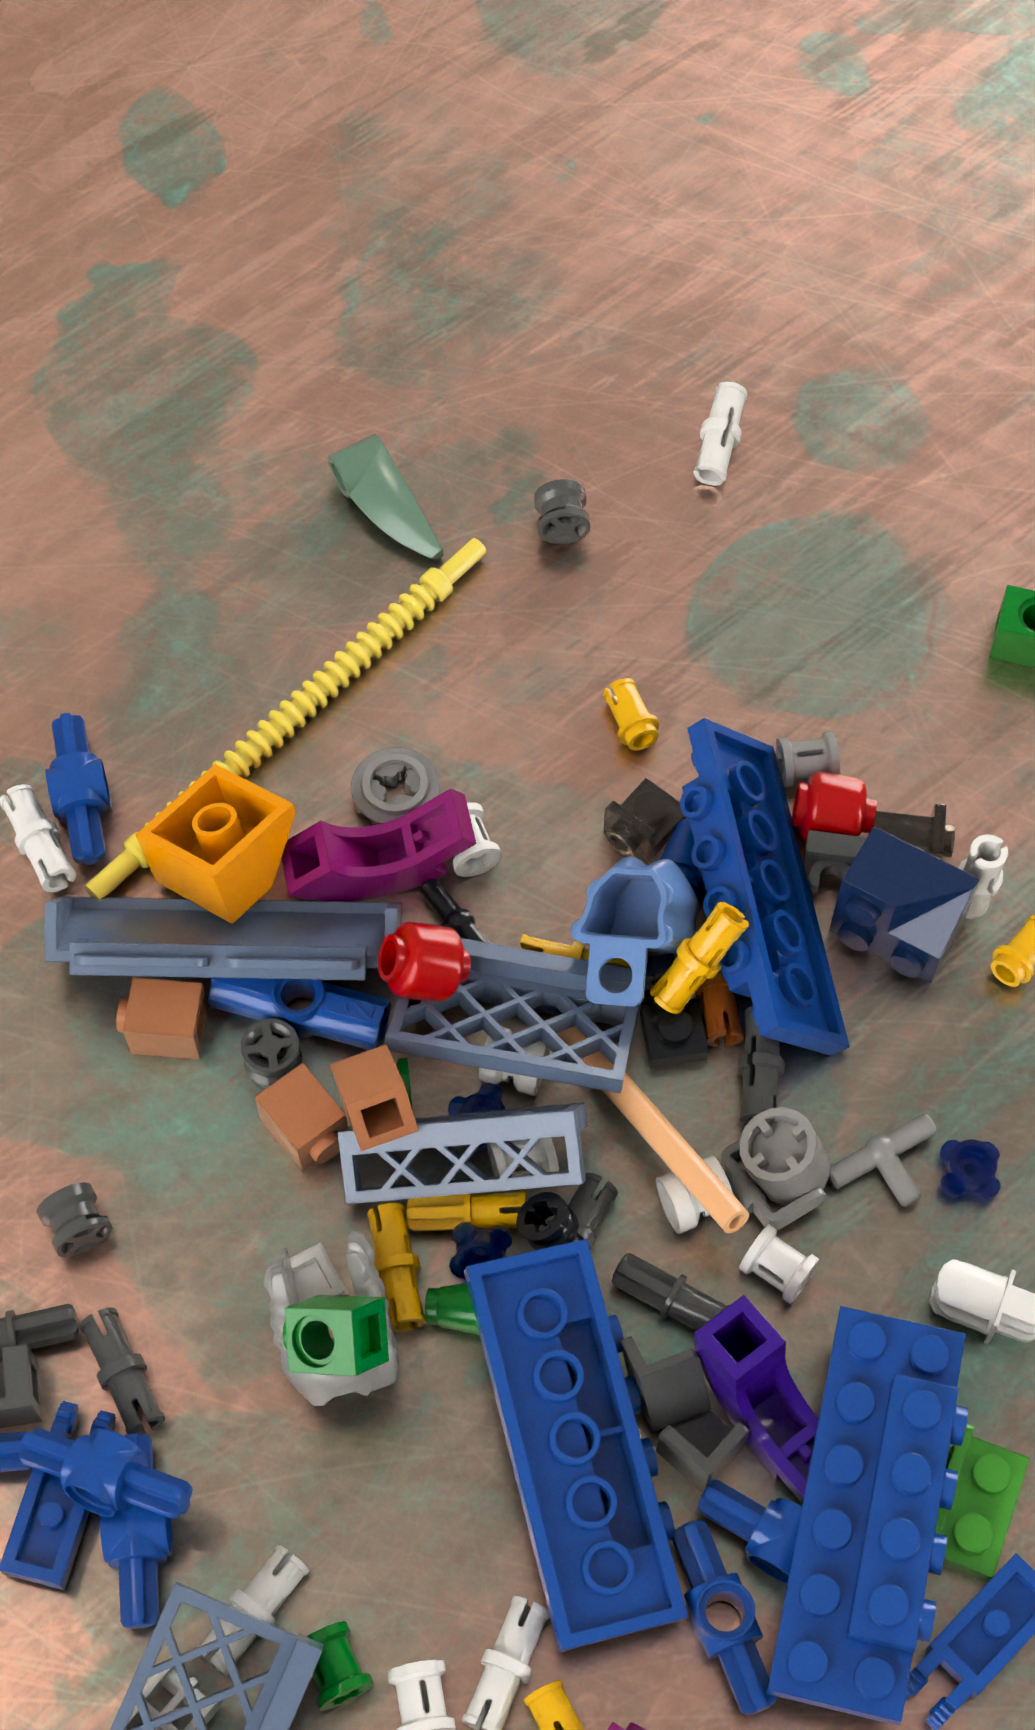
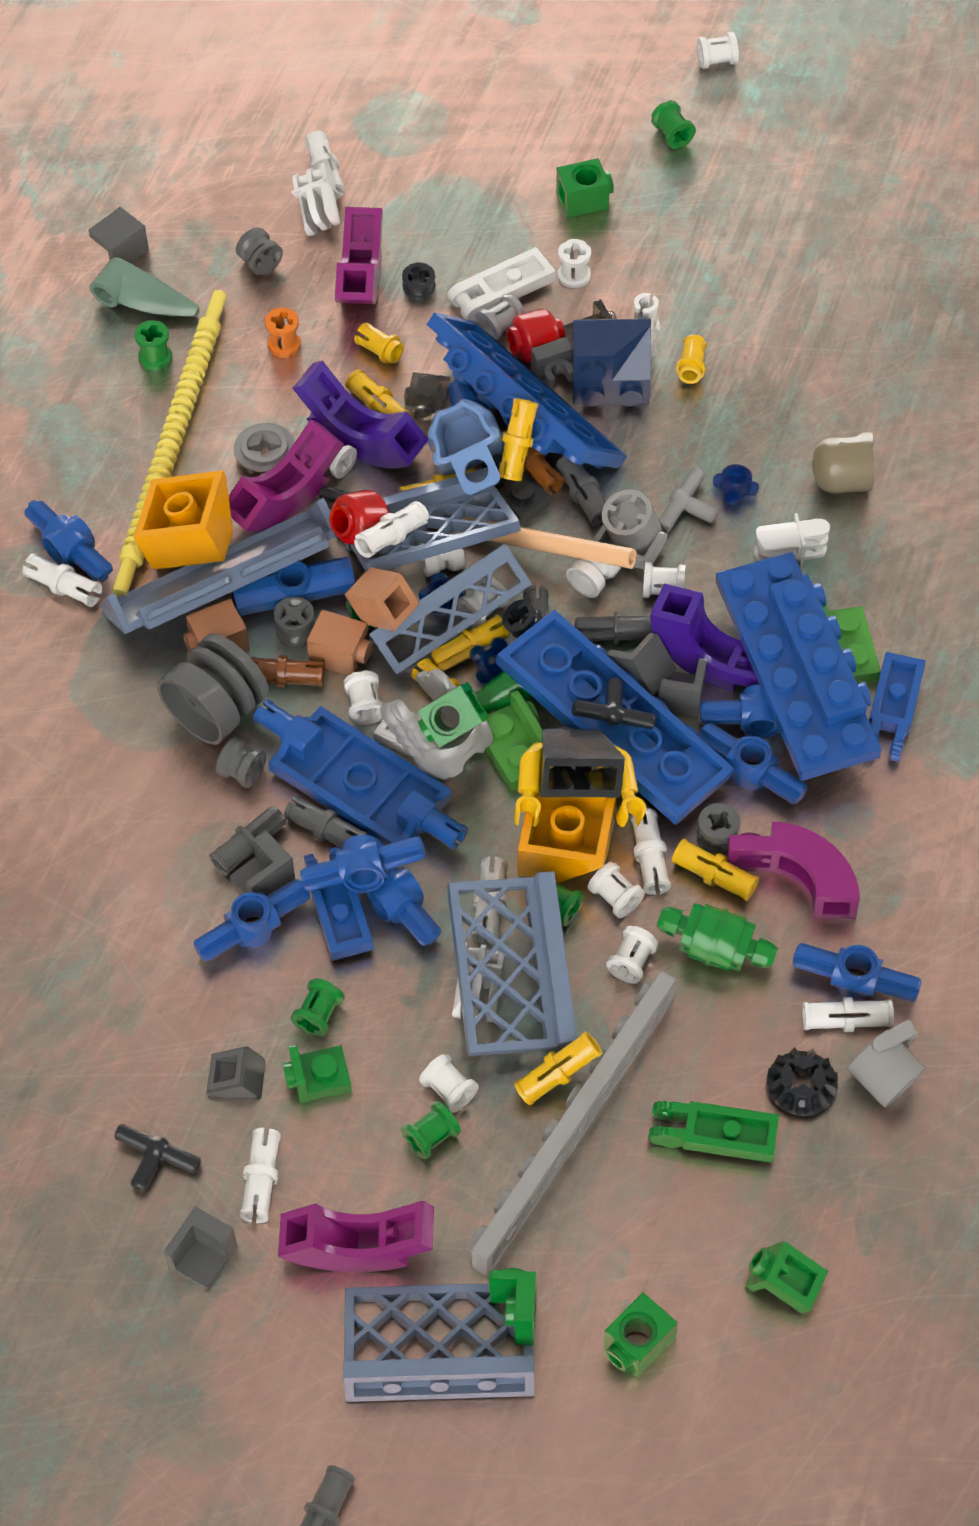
camera: 30 degrees left, 5 degrees down
(95, 1101) = (213, 688): none -> dark grey wheel
(203, 1332) = (358, 777): none -> blue plate
(213, 1115) = (291, 672): none -> dark orange pin
(285, 1213) = (363, 697): none -> white bush
(350, 572) = (153, 339): none -> green bush
(403, 1577) = (569, 836): none -> light orange slope
(404, 411) = (121, 236): none -> dark grey panel
(433, 1395) = (513, 732): none -> bright green bracket
(449, 1003) = (391, 529): none -> white pin
(458, 1502) = (577, 765): none -> black torso
(518, 637) = (285, 333): none -> orange bush
(530, 835) = (377, 437): none -> dark purple arch
(564, 1443) = (613, 712): none -> black piece
(578, 796) = (364, 388): none -> yellow pin
(616, 1700) = (717, 840): none -> dark grey wheel
(677, 475) = (317, 199): none -> white arm
(677, 592) = (361, 256): none -> magenta arch
(739, 634) = (425, 273): none -> black bush
(847, 708) = (513, 277): none -> white plate
(956, 736) = (582, 271): none -> white bush

